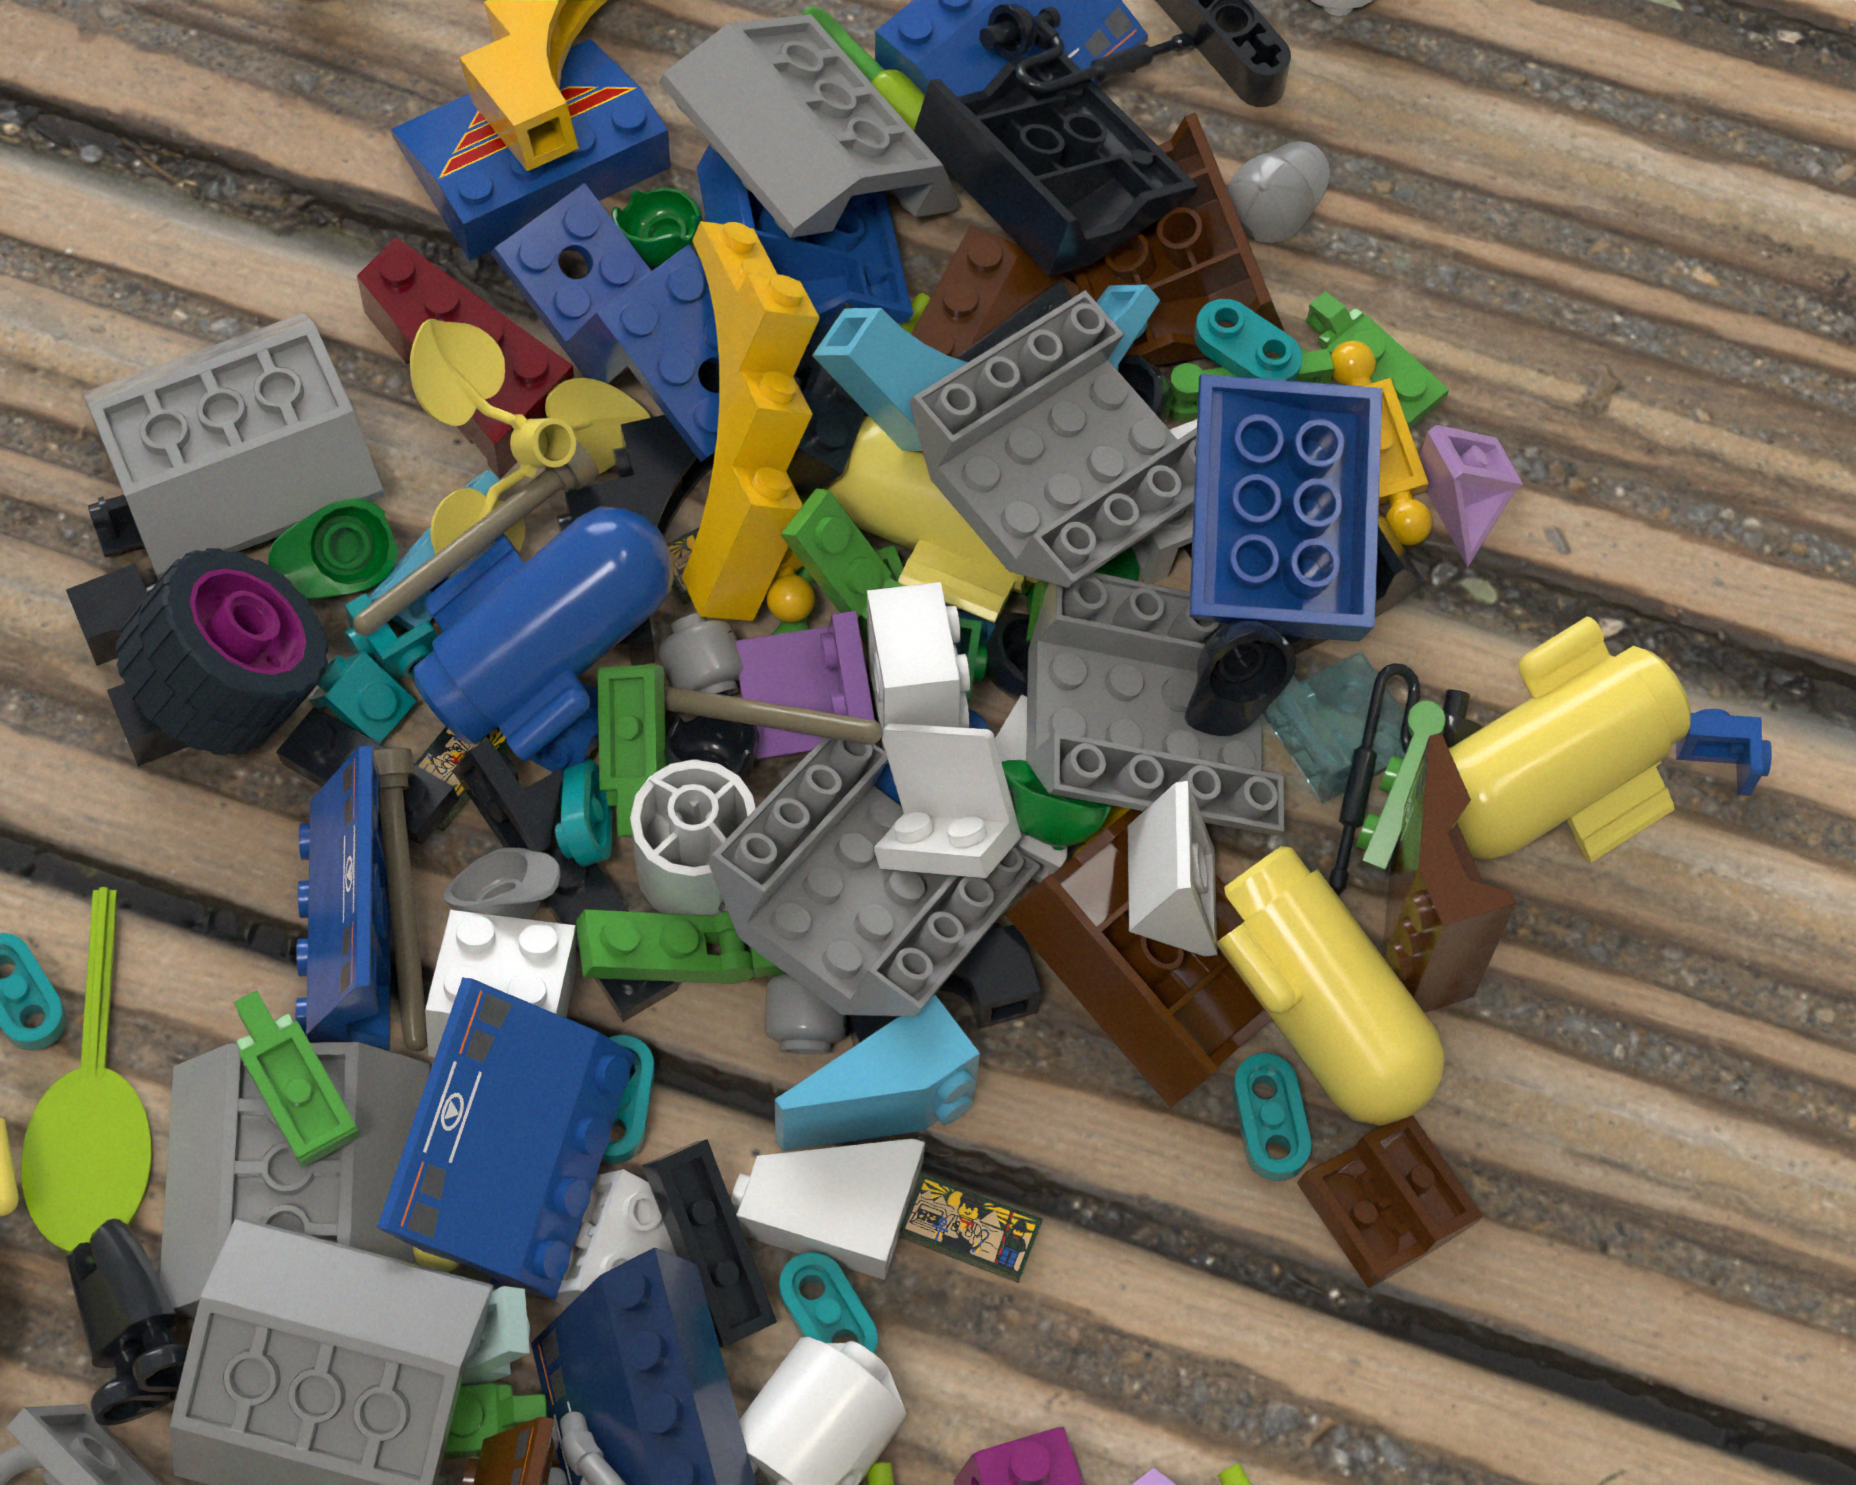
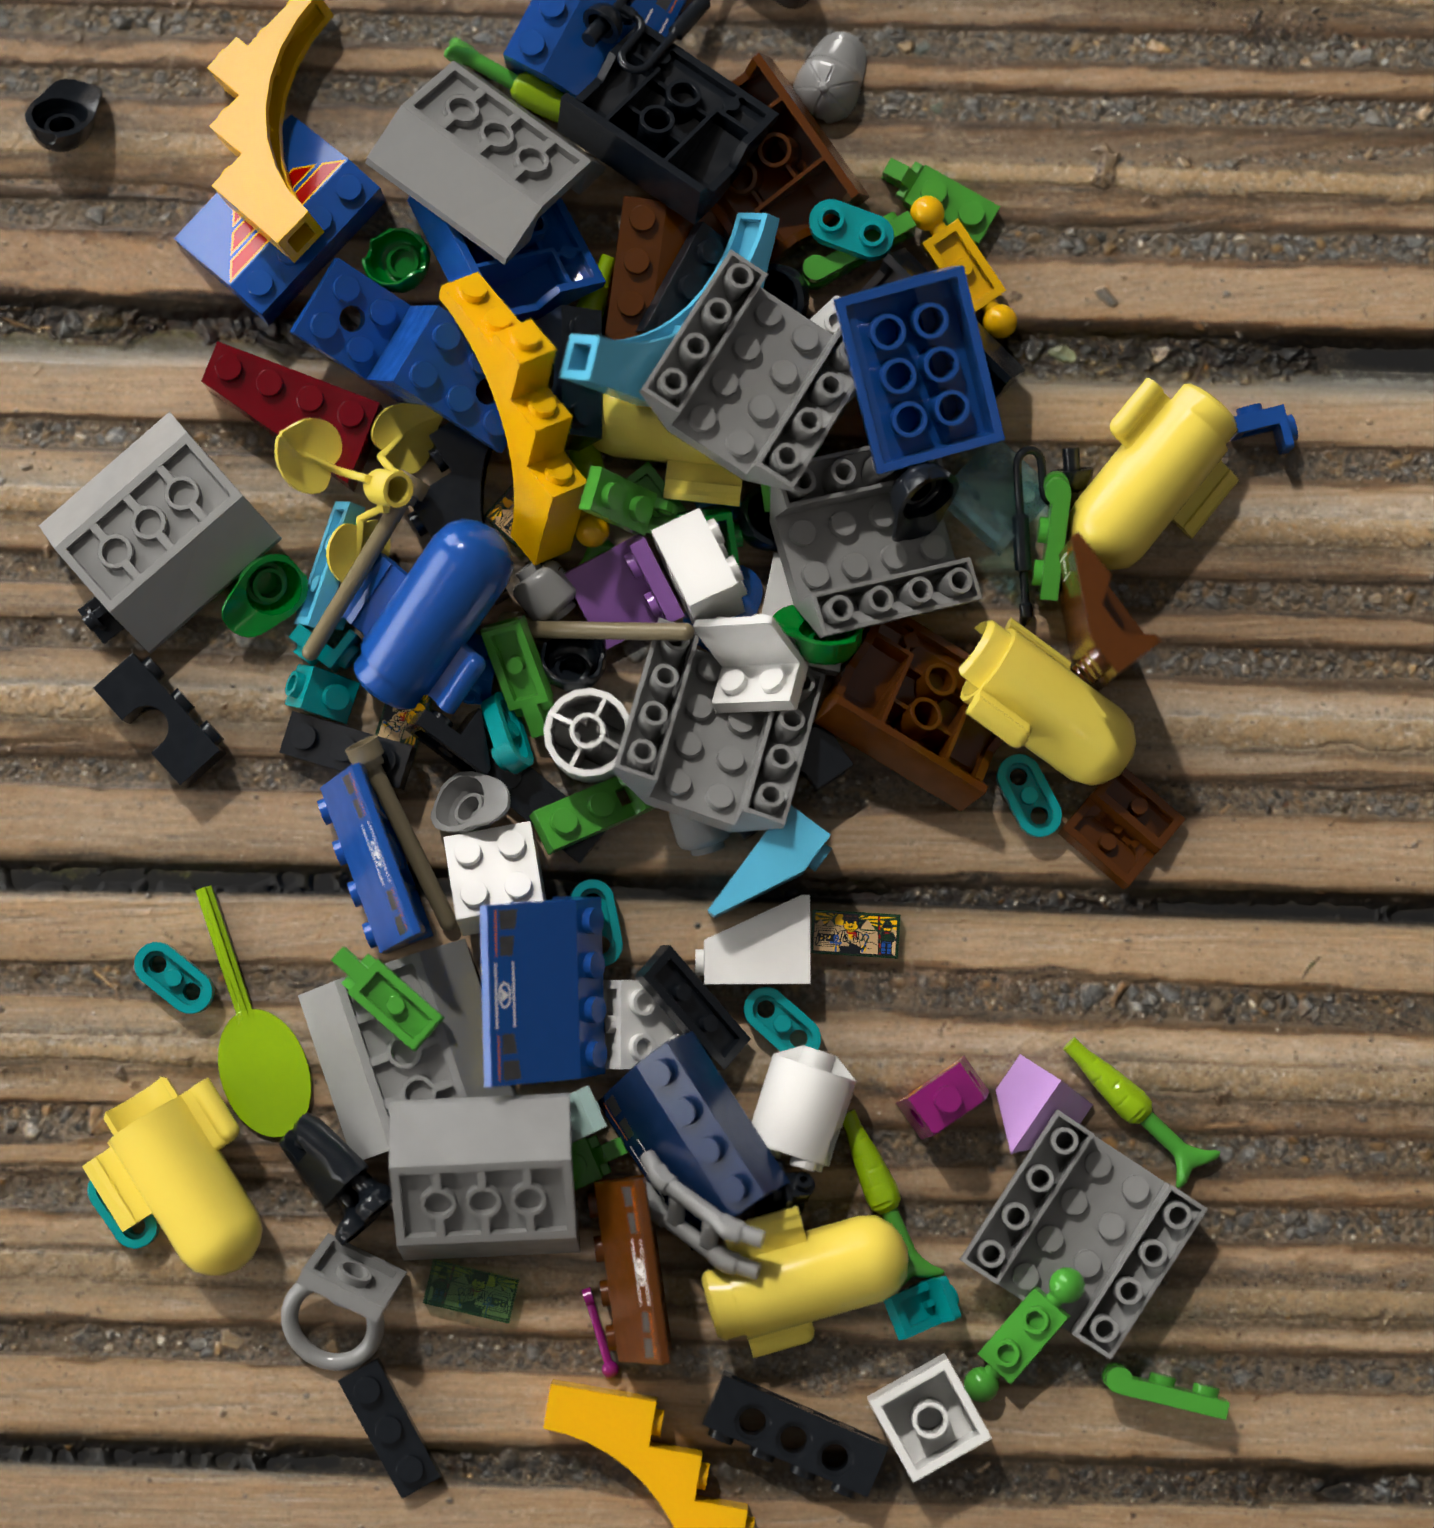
camera: 10 degrees left, 20 degrees up
(221, 652) = (221, 705): black wheel -> none
(1173, 874) = (918, 661): white slope -> none
(1467, 484) = (1035, 278): lavender slope -> none

